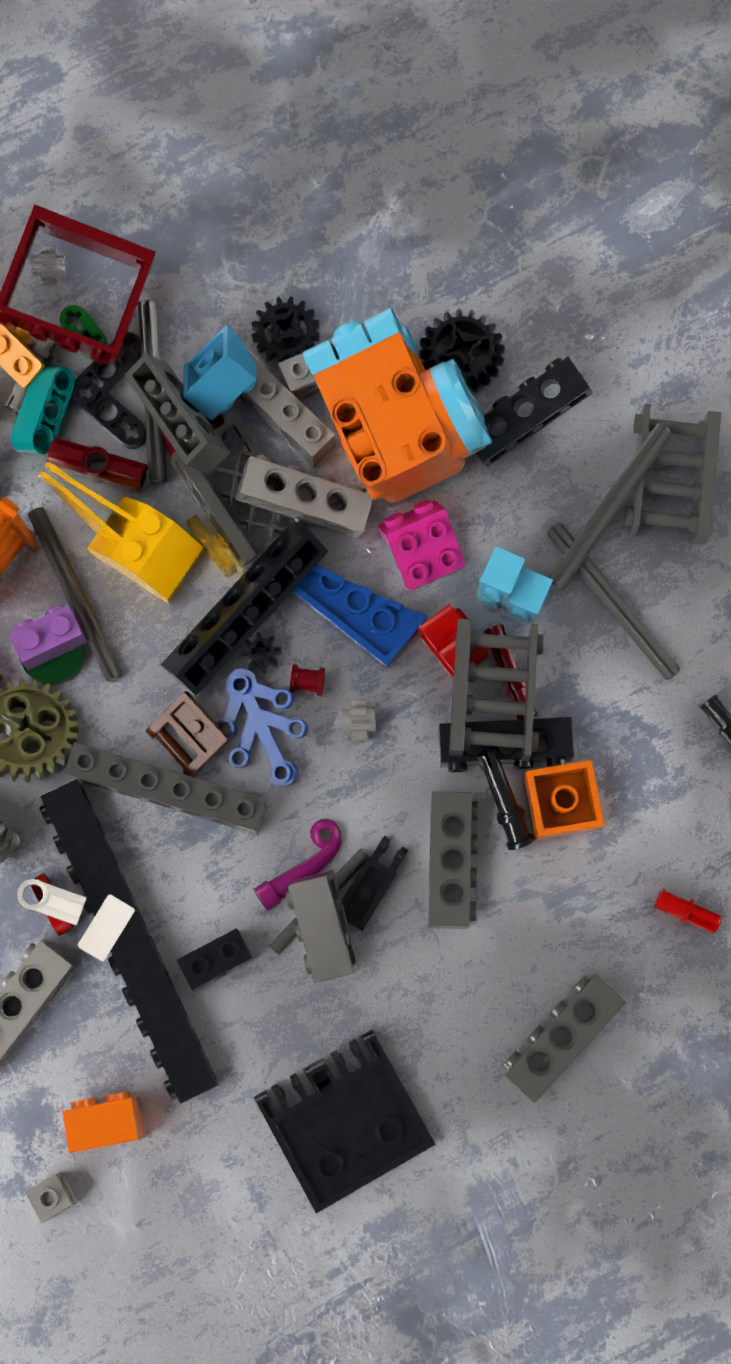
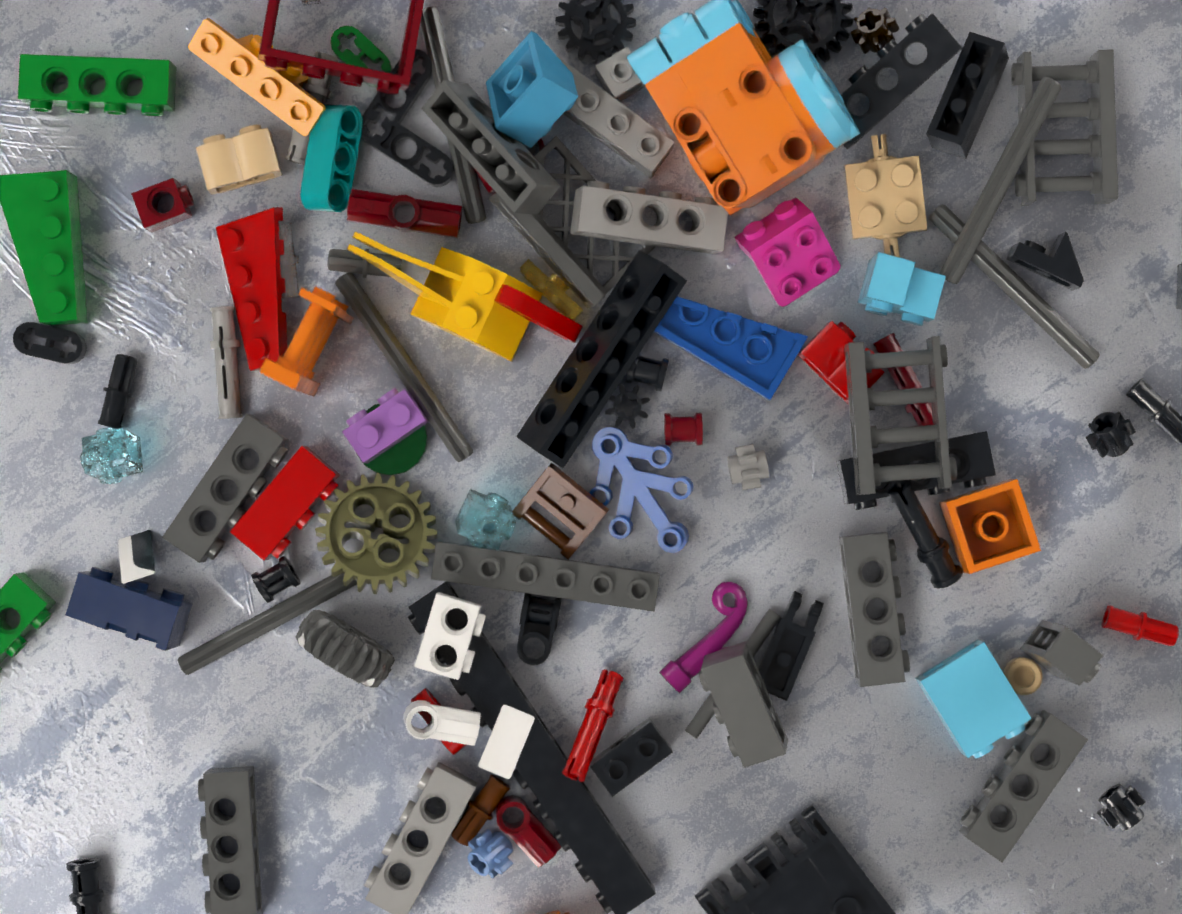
camera: 10 degrees left, 10 degrees up
(49, 500) = (346, 261): none -> dark grey axle
(62, 820) = (439, 633): none -> white brick
(73, 990) = (480, 810): none -> reddish brown axle
(75, 1029) = (490, 853): none -> medium blue gear
(114, 1017) = (529, 832): none -> dark red piece
(119, 720) = (485, 519): none -> clear light blue brick
(152, 832) = (537, 625): none -> black piece
(193, 914) = (598, 711): none -> red pin
(196, 560) = (538, 313): none -> red beam
(284, 626) = (648, 371): none -> black bush
(512, 509) = (885, 197): none -> tan plate
(519, 368) = (874, 29): none -> dark brown gear
(530, 954) = (974, 699): none -> medium azure brick
(577, 941) = (1023, 675): none -> tan tile
(592, 433) = (967, 95): none -> black brick
(612, 918) = (1063, 652): none -> dark grey brick
(650, 1071) = (1121, 807): none -> black gear
(653, 590) = (1058, 267): none -> black slope
(681, 737) = (1110, 434): none -> black gear

